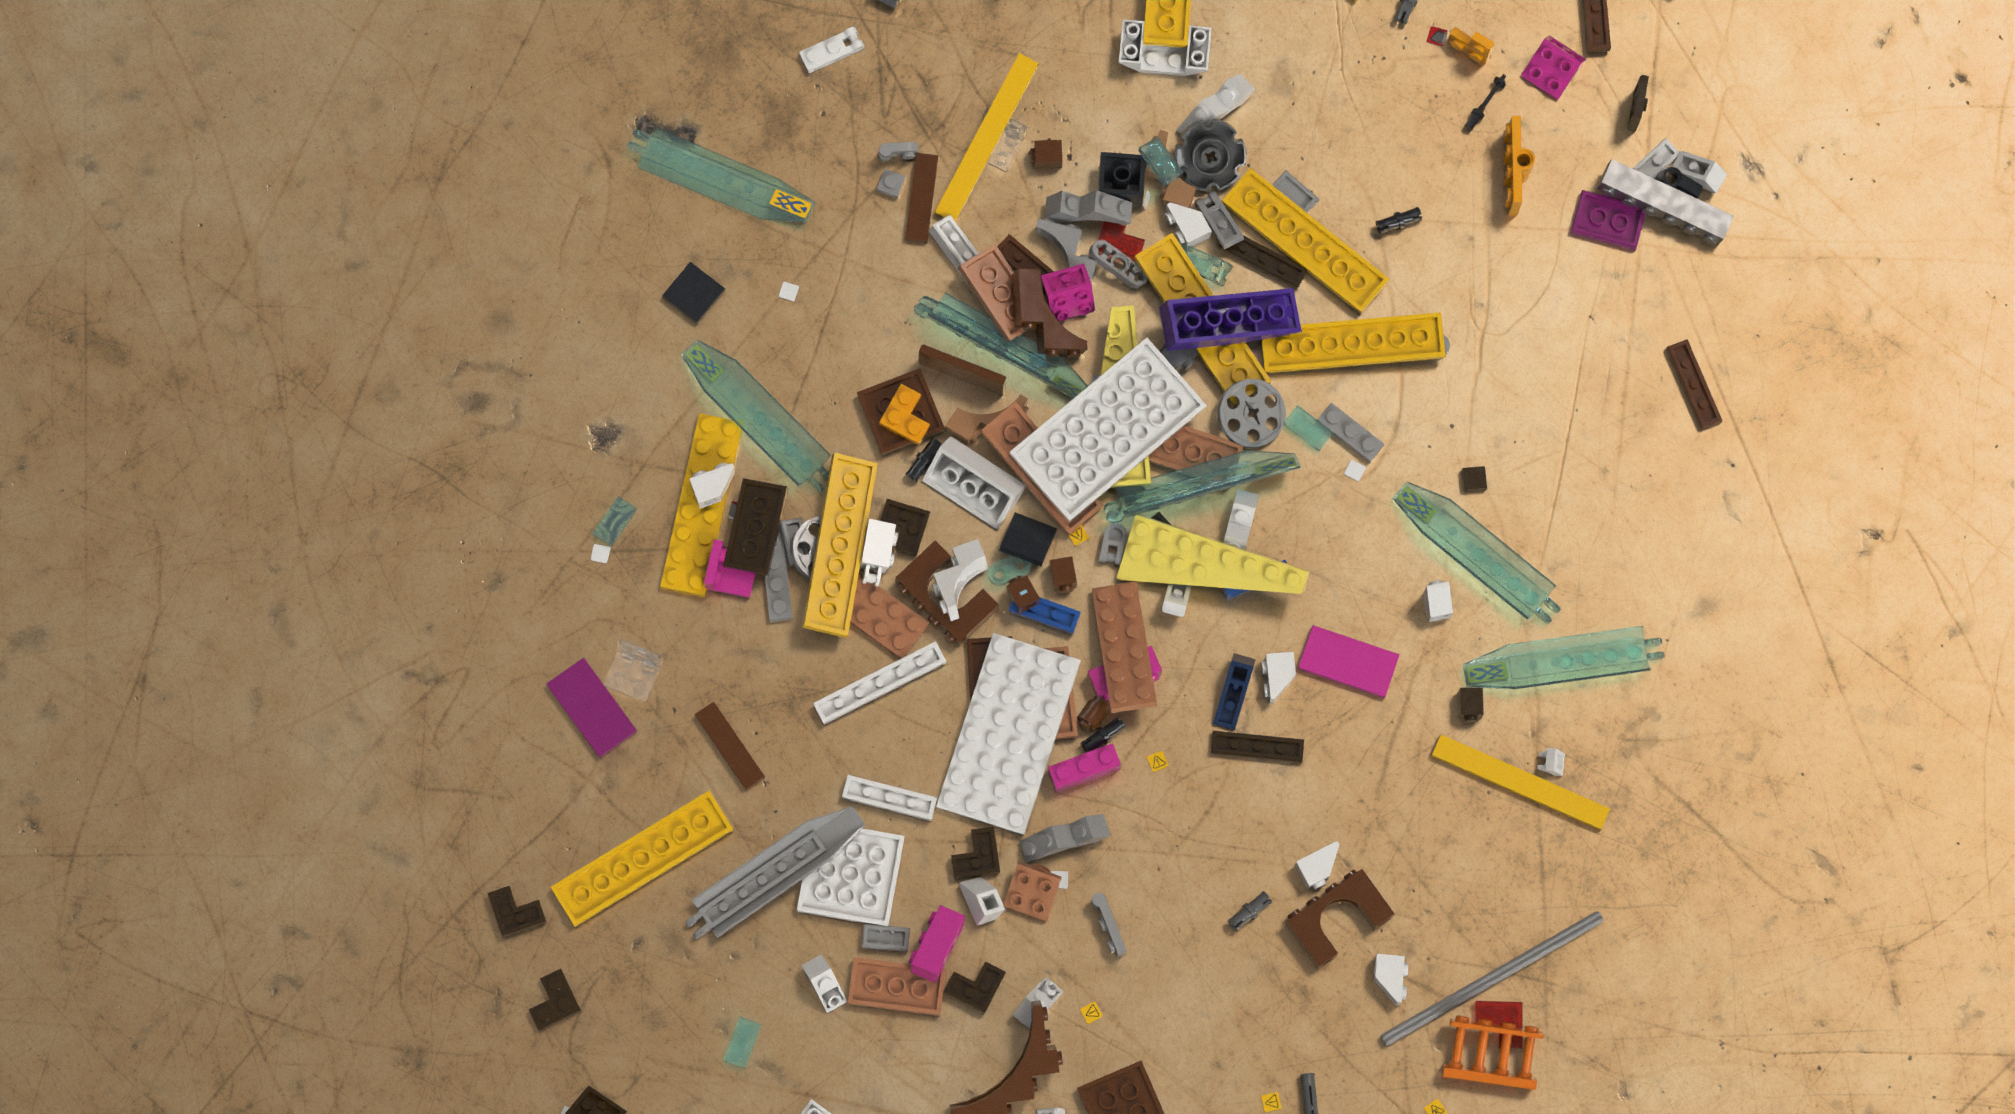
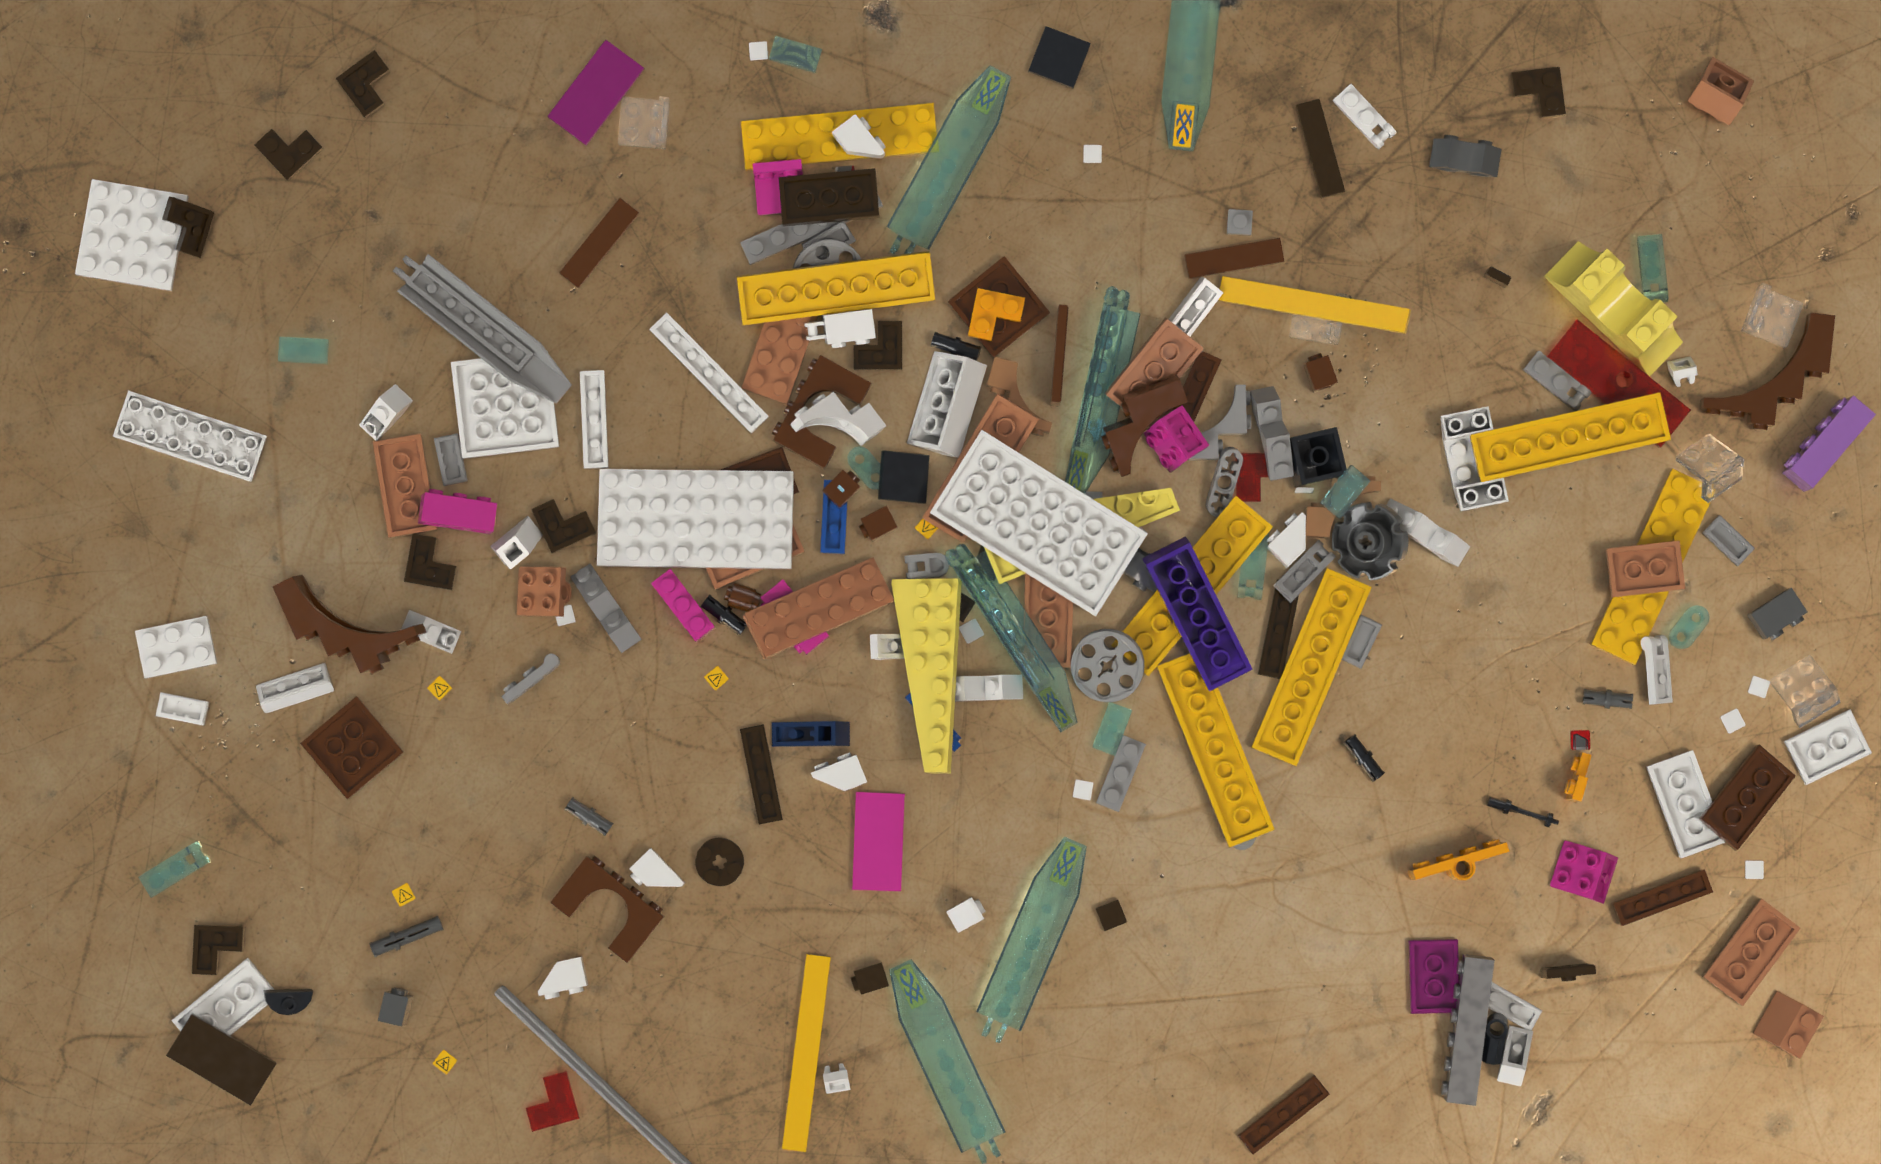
camera: 70 degrees right, 10 degrees up
(641, 858) = (457, 192): yellow plate -> none
(848, 95) = (1320, 148): none -> dark brown tile
(906, 150) = (1278, 226): light grey plate -> none
(1184, 522) = (971, 631): none -> white sticker
(1316, 816) = (708, 853): none -> dark brown plate
(1501, 1074) = (496, 1117): orange fence -> none

